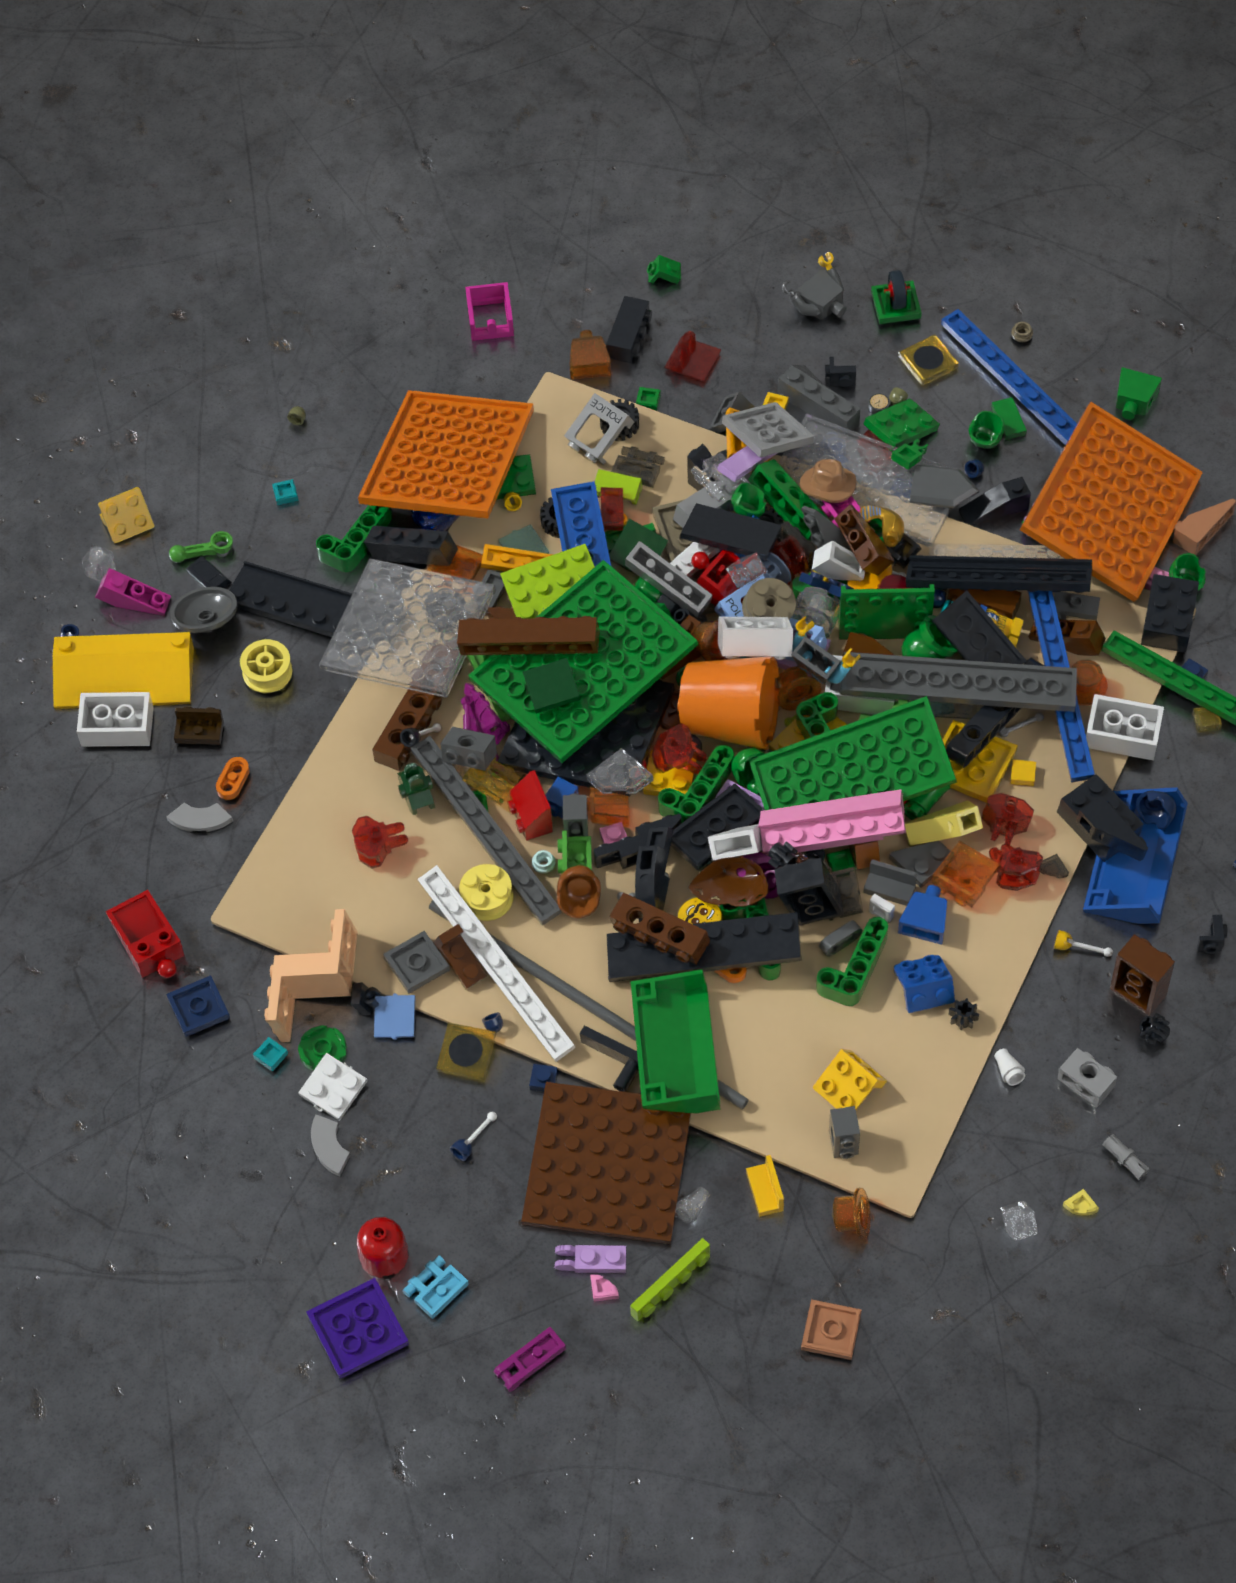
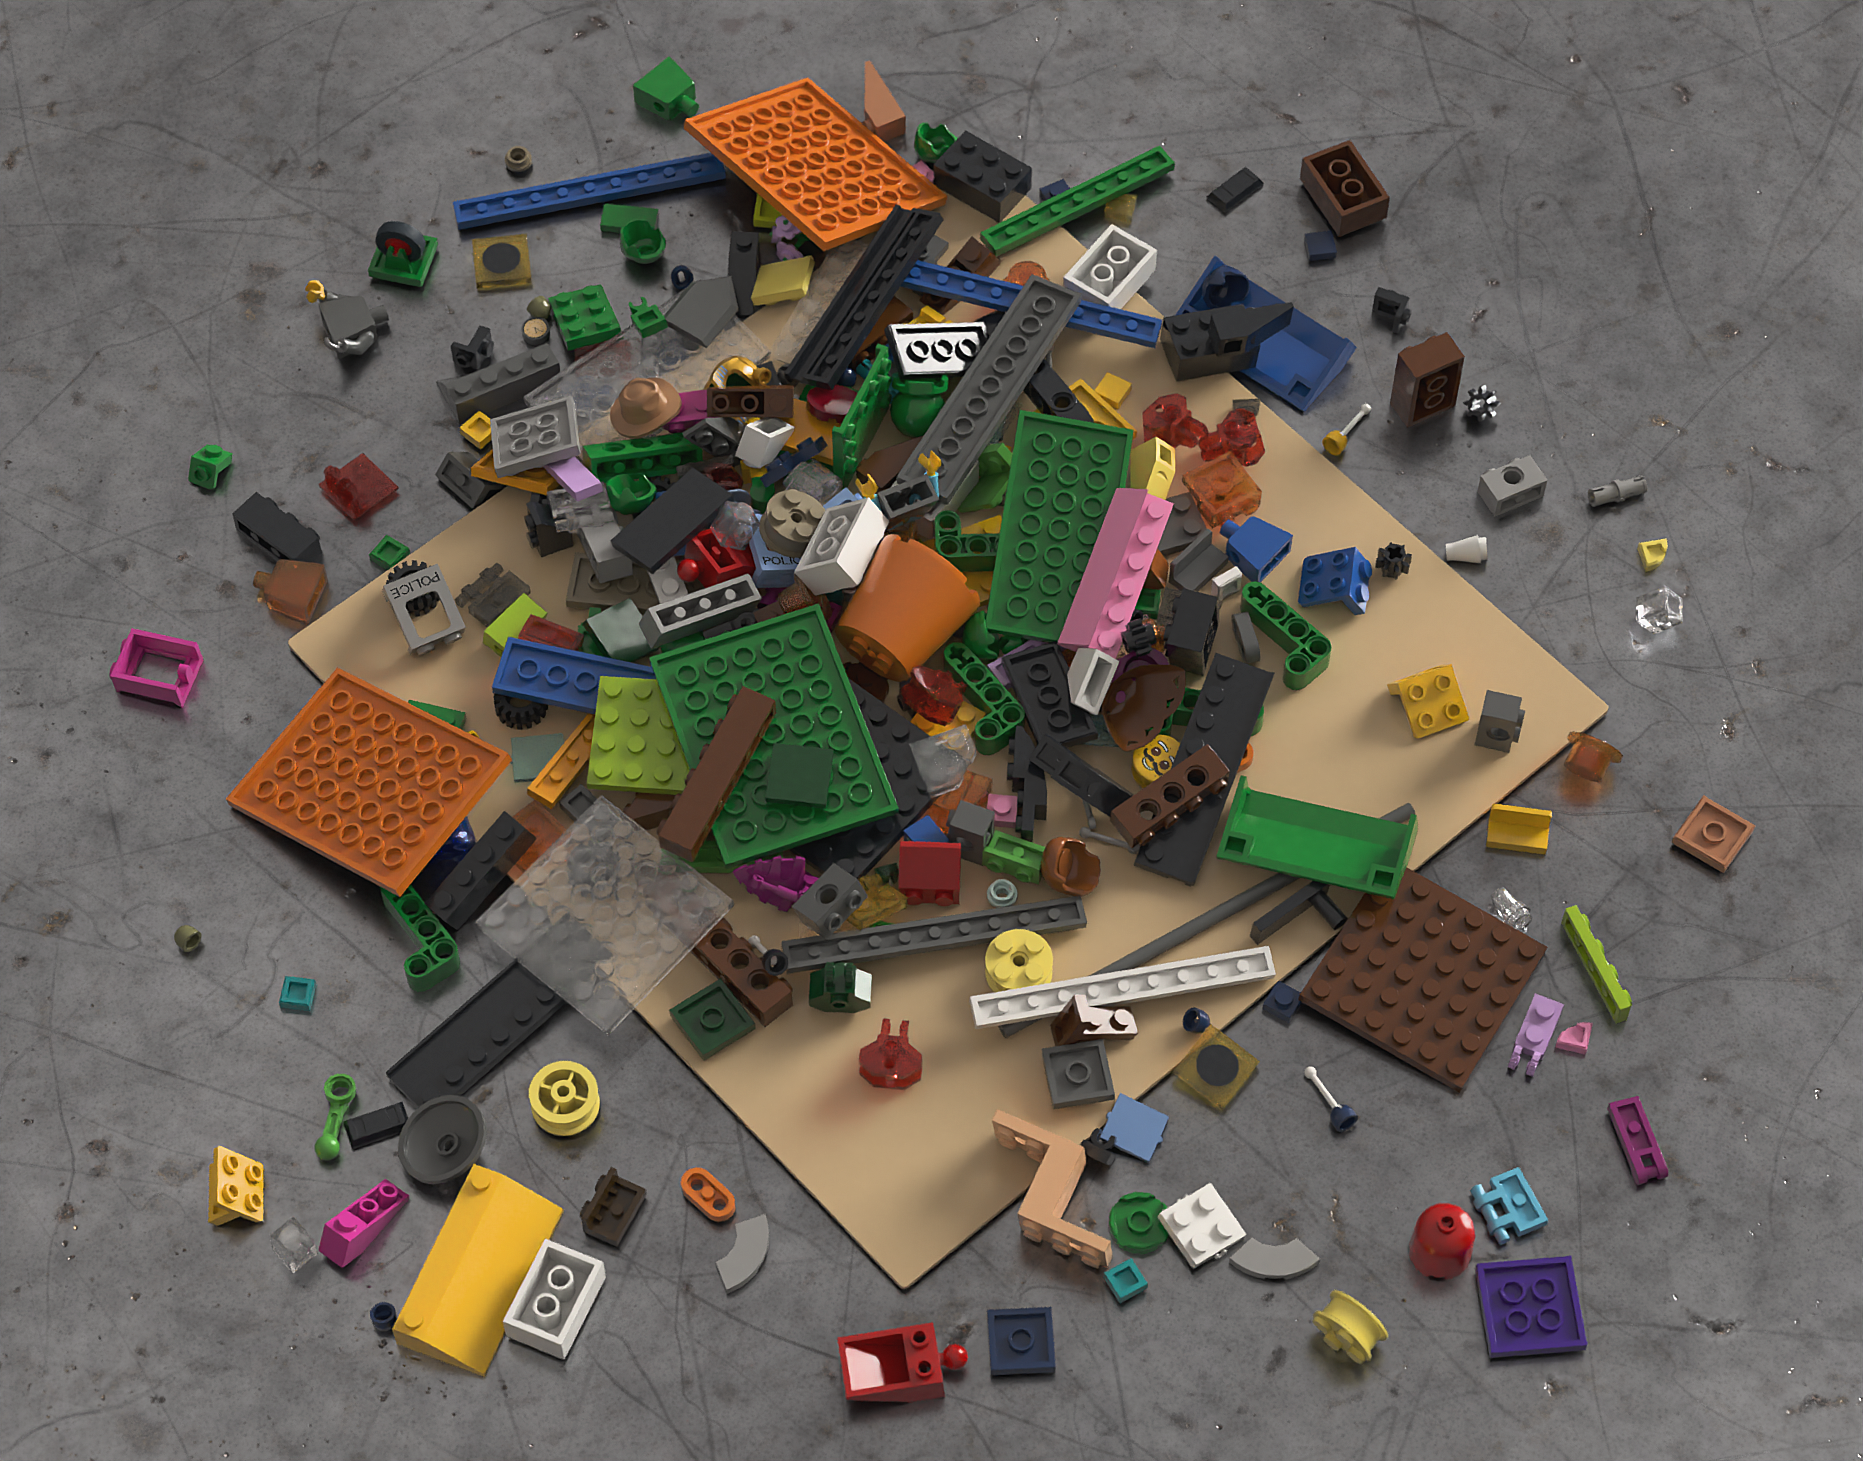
camera: 70 degrees left, 0 degrees up
(283, 1205) = (1349, 1326): none -> light yellow wheel
(360, 725) = (712, 1019): none -> dark green plate
(1000, 527) = (782, 281): none -> light yellow tile

